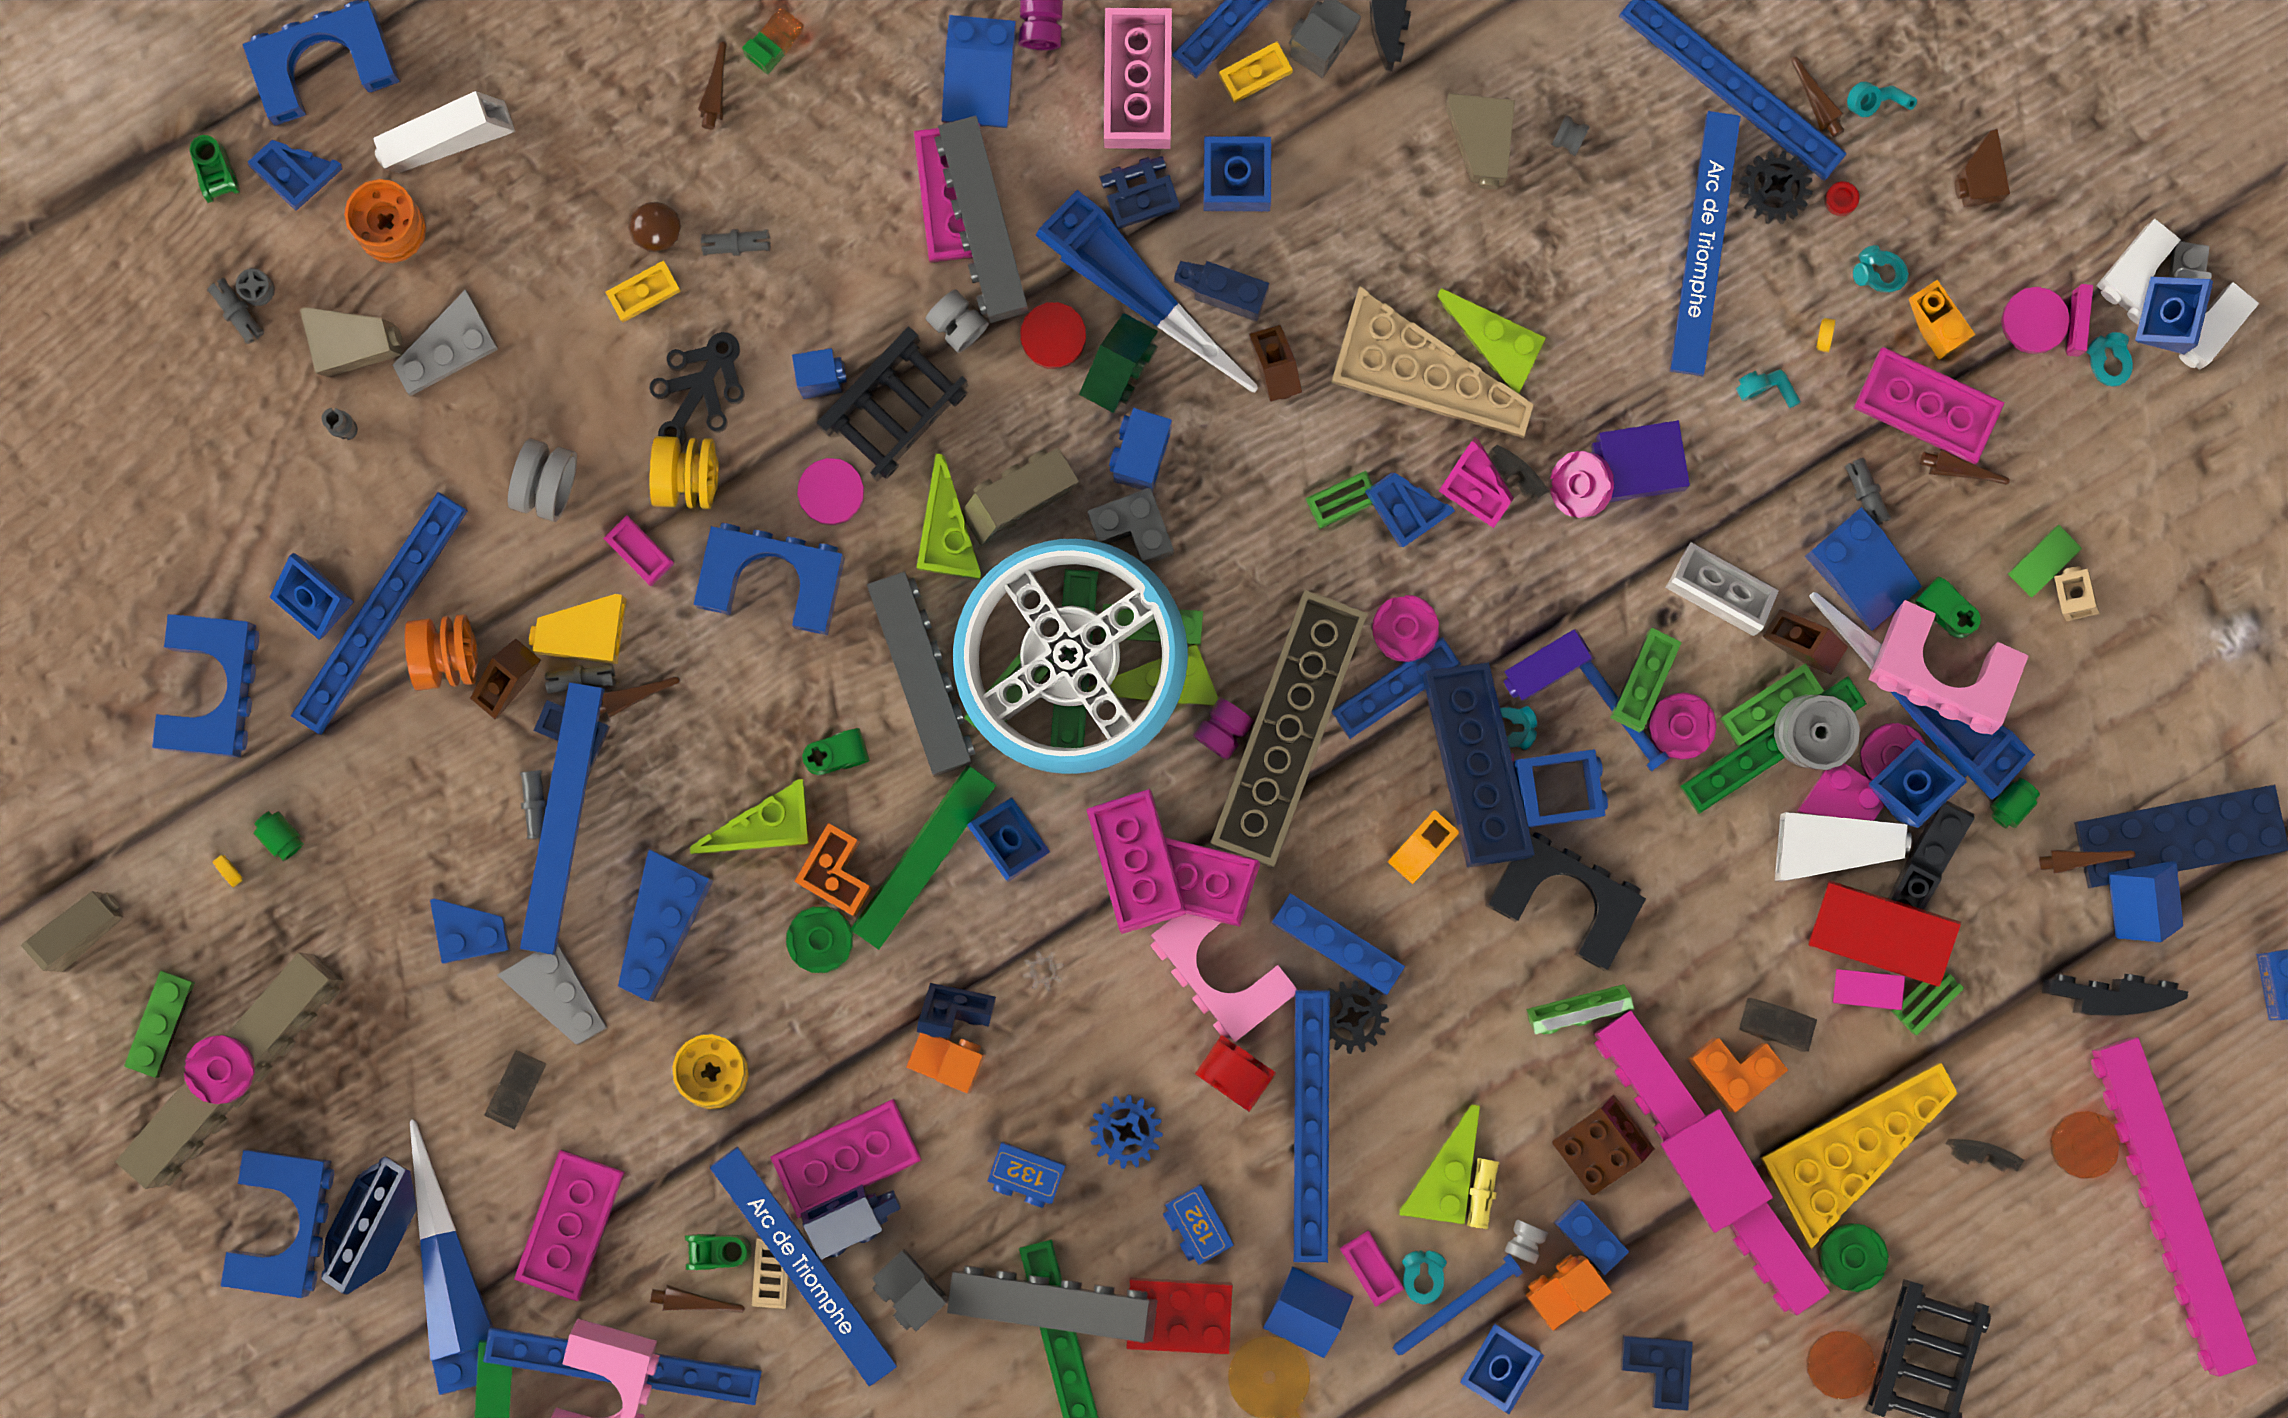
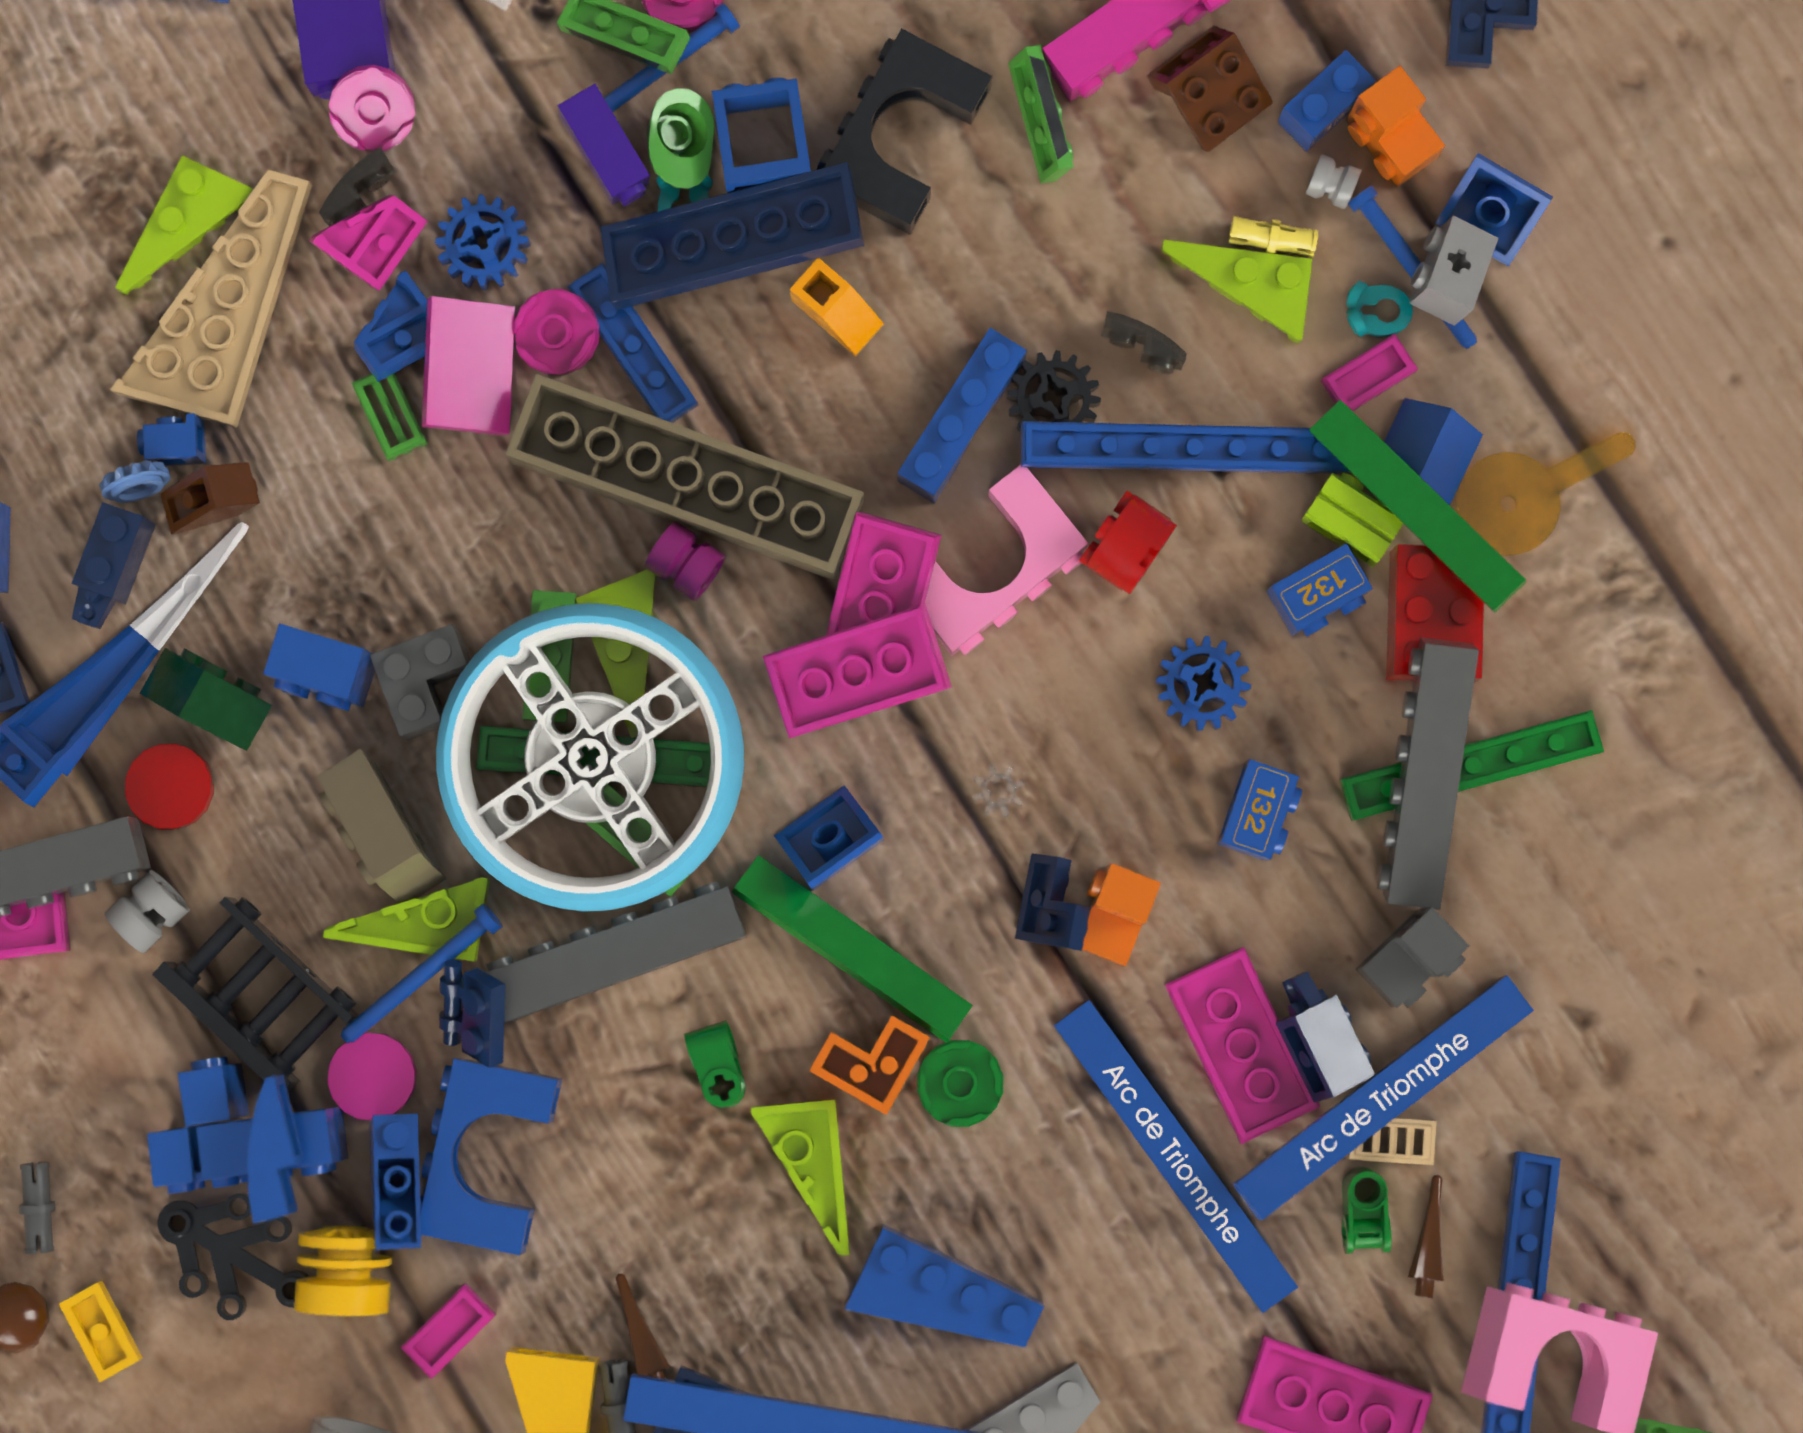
camera: 90 degrees left, 0 degrees up
(693, 1062) = (1122, 1245): yellow wheel -> none
(749, 510) = (395, 1181): none -> blue slope
(761, 1105) = (1175, 1156): none -> blue tile
(772, 420) = (271, 1150): none -> blue slope
(777, 400) = (220, 1150): none -> blue piece
(873, 574) = (482, 1019): none -> dark blue plate
(945, 576) = (484, 922): none -> blue bar
(1255, 1252) = (1352, 517): none -> lime brick
(1261, 1300) = (1418, 506): none -> green tile
(1286, 306) = (135, 481): none -> medium blue gear
(1319, 334) = (173, 441): none -> blue brick
(1377, 560) = (468, 366): none -> tile
(1388, 1101) = (1158, 350): none -> clear smoke slope
(1464, 1348) = (1452, 270): none -> light grey brick
(1489, 565) = (467, 247): none -> blue gear
(1557, 725) = (680, 138): none -> bright green piece

